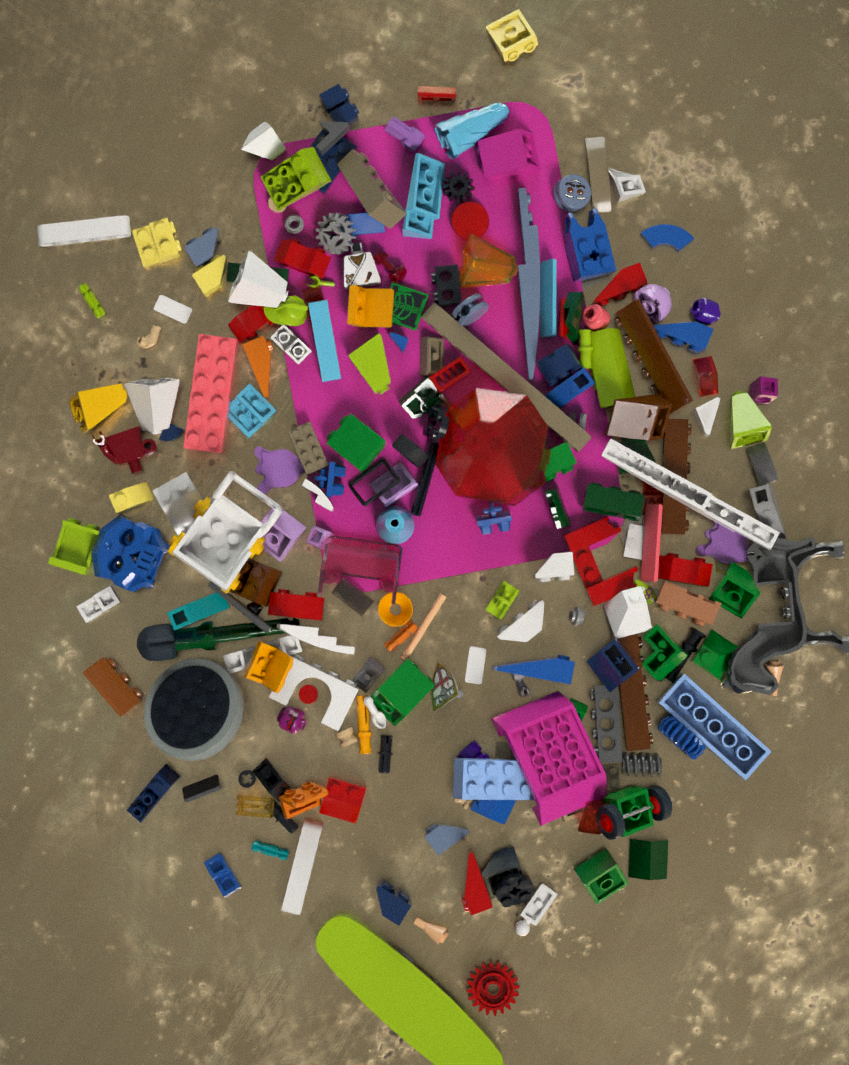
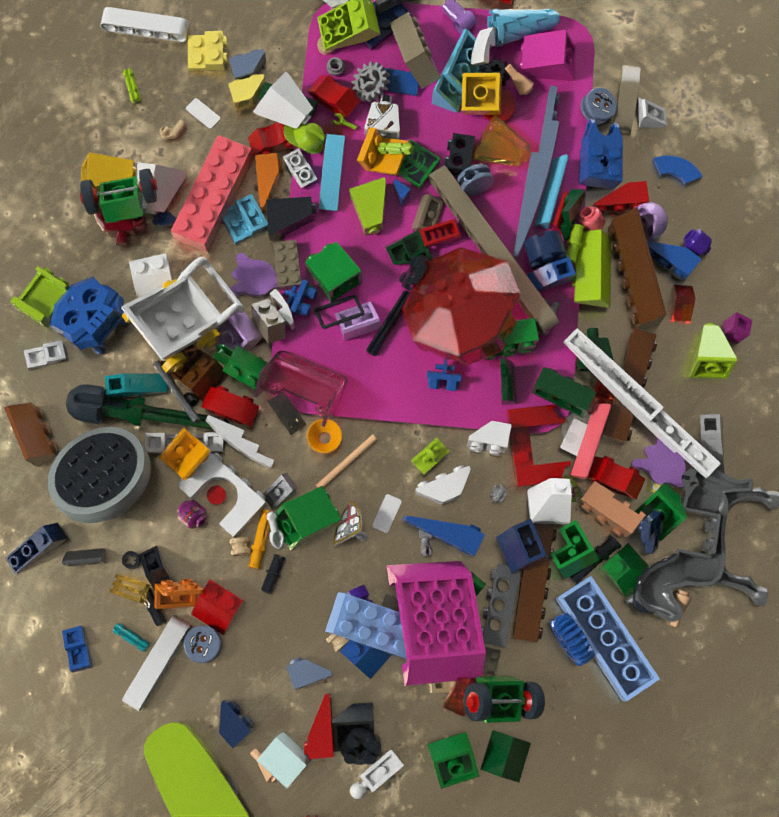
camera: 20 degrees right, 10 degrees down
(125, 431) = (121, 197): none -> brick
(131, 497) = (108, 265): light yellow slope -> none
(294, 397) = (288, 215): none -> black slope
(296, 563) = (240, 364): none -> green brick
(307, 512) = (268, 321): none -> dark tan brick
(318, 537) = (271, 349): lavender slope -> none
(339, 837) = (202, 644): none -> sand blue head
(382, 300) = (395, 148): none -> lime axle
(396, 534) = (348, 357): medium azure cone -> none
(397, 273) = (415, 132): dark red bar -> none
(400, 636) = (322, 464): orange axle -> none
(410, 450) = (382, 290): black tyre -> none
(438, 169) = (481, 47): none -> white slope
(447, 920) = (284, 759): none -> light aqua slope
(452, 219) = (481, 93): none -> yellow brick
(489, 192) = (522, 84): none -> light nougat cone
(639, 417) = (609, 317): slope -> none
(641, 764) = (524, 656): dark grey piece -> none
(705, 415) = (672, 336): white slope -> none
(730, 614) = (650, 531): none -> dark blue plate
(762, 463) = (717, 397): flat silver slope -> none

